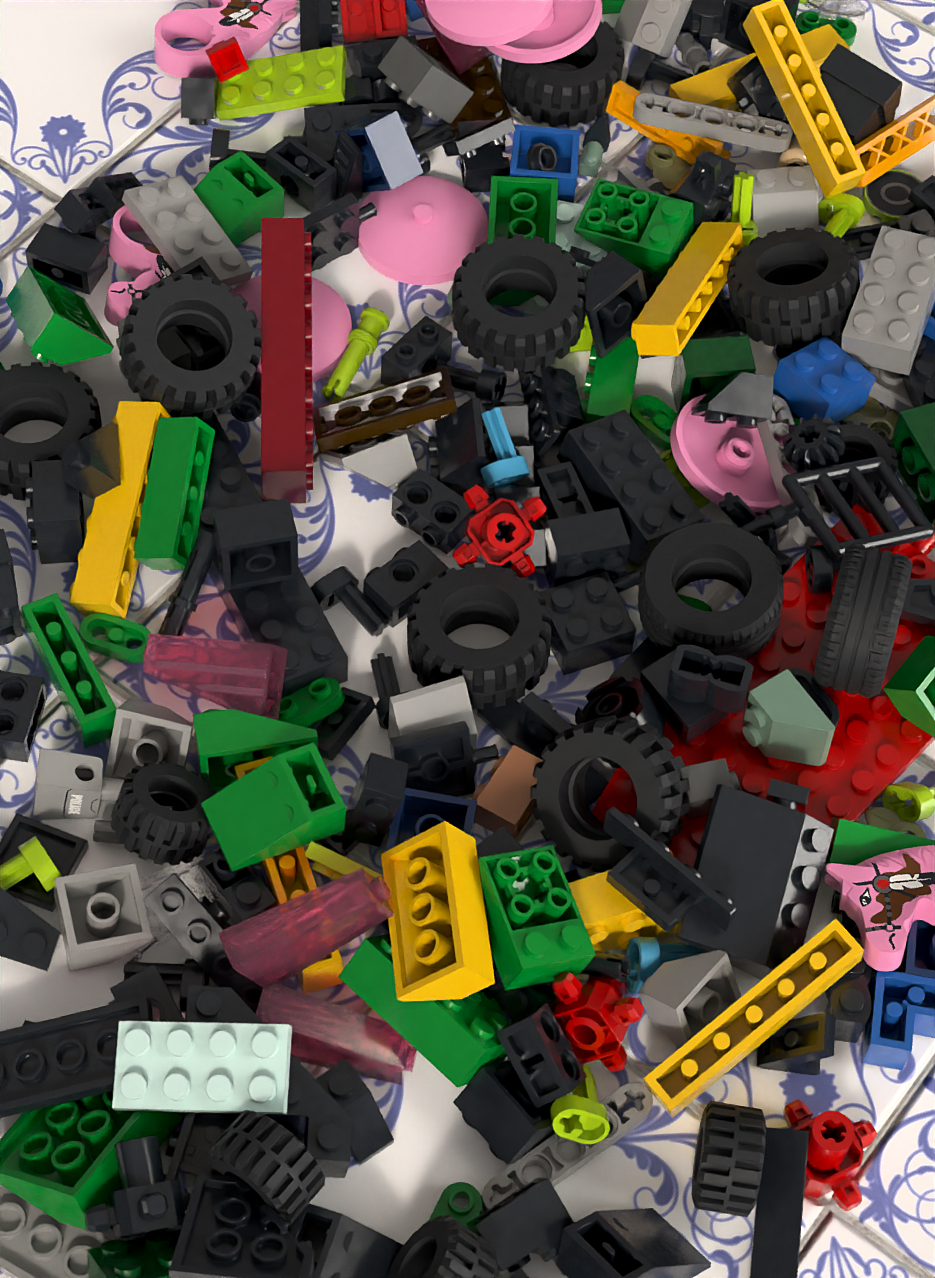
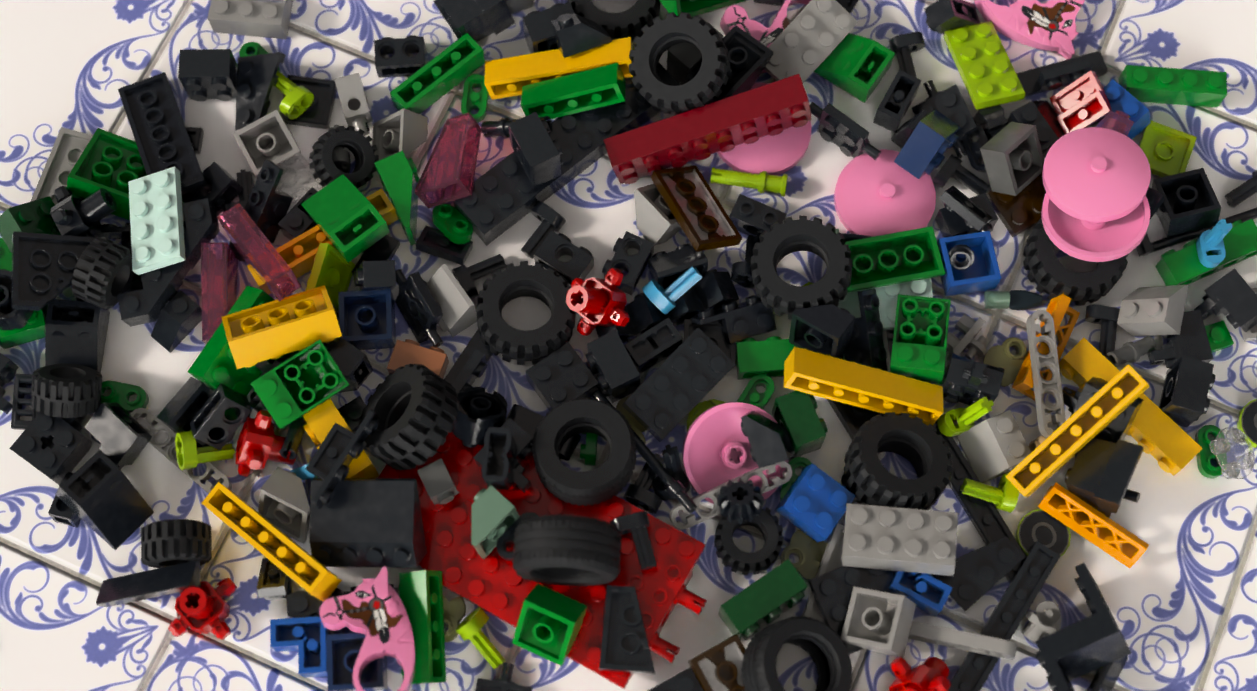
camera: 80 degrees right, 15 degrees up
(227, 59) = (983, 19): red tile -> none
(788, 794) = (435, 532): black plate -> none
(853, 472) = (671, 571): black bar -> none

